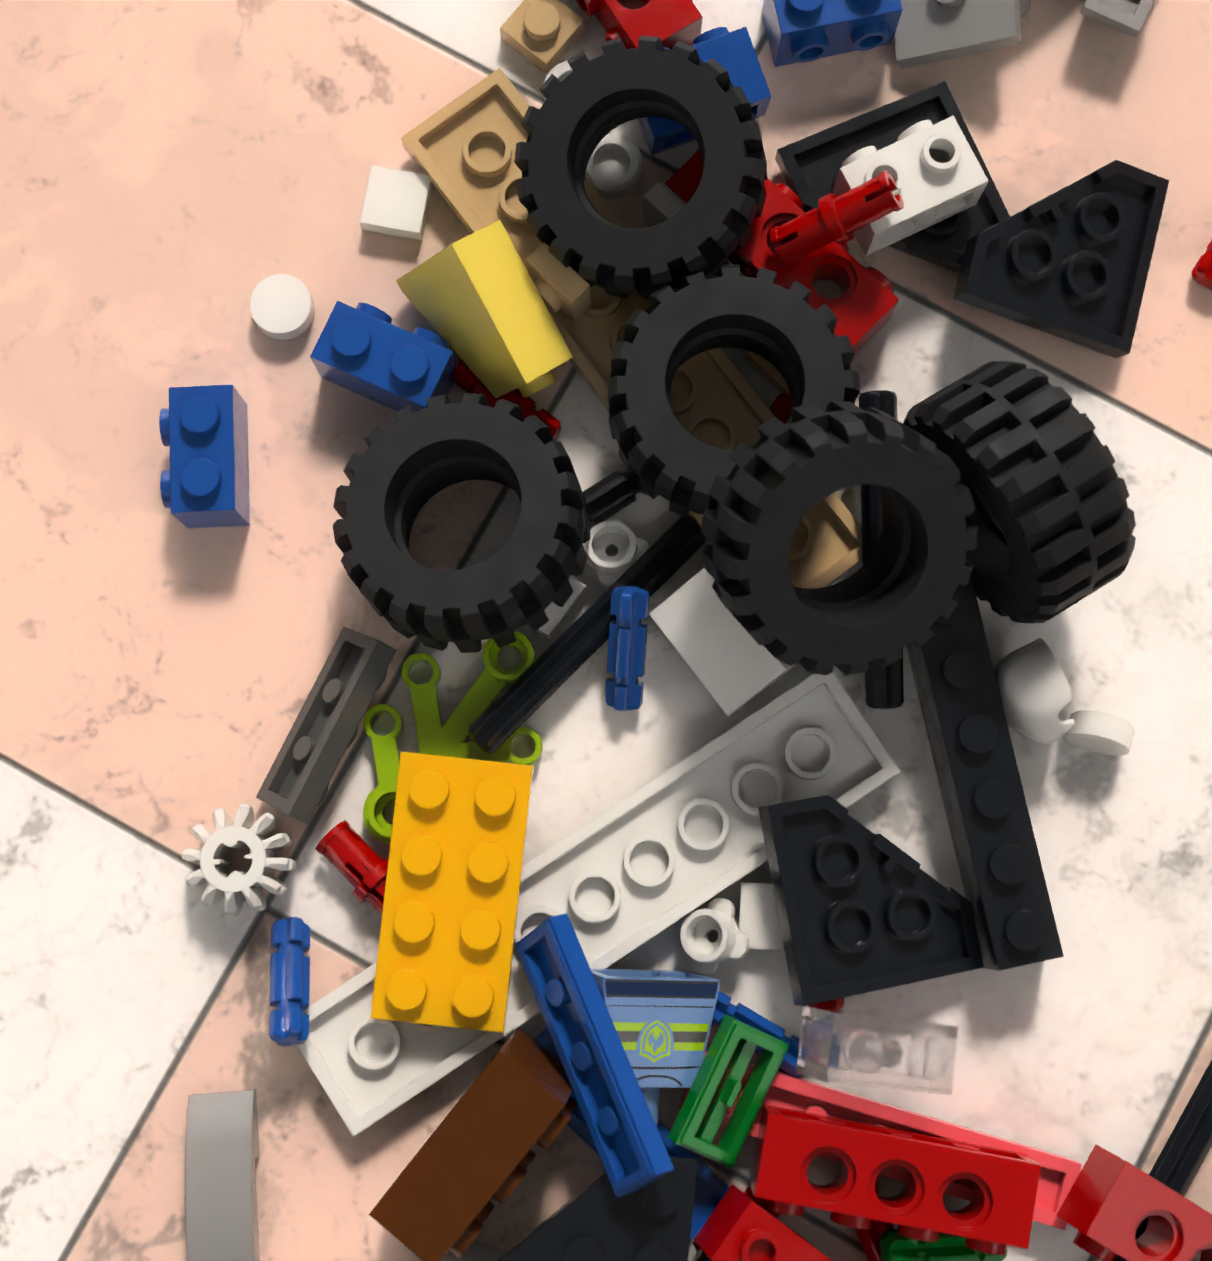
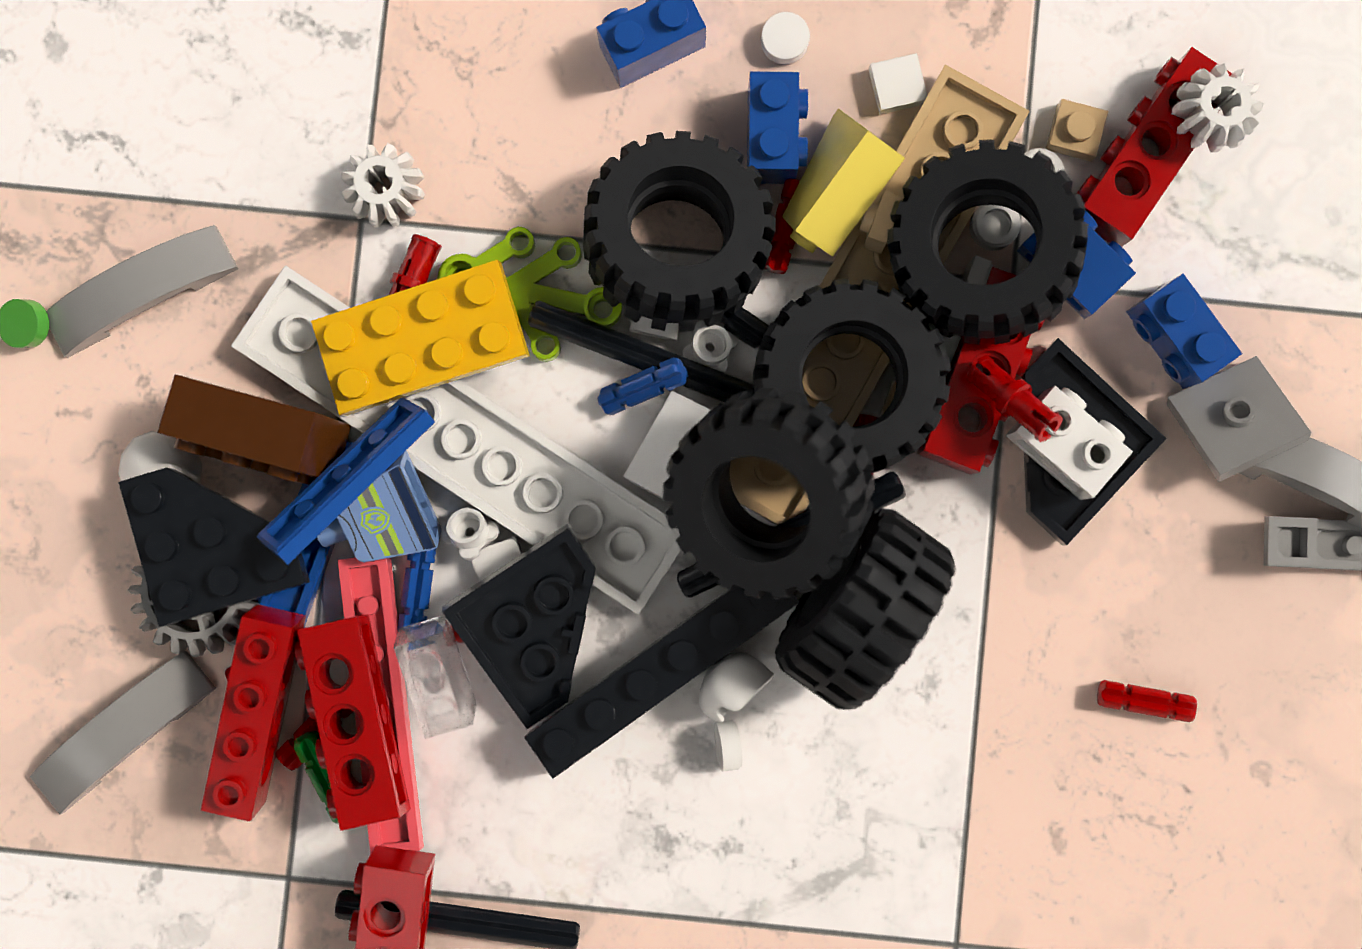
camera: 70 degrees right, 5 degrees up
(289, 982) = (314, 256): blue axle -> none
(326, 724) = (500, 203): dark grey plate -> none
(707, 1081) = (366, 567): green tile -> none
(1072, 259) = (1070, 586): black plate -> none

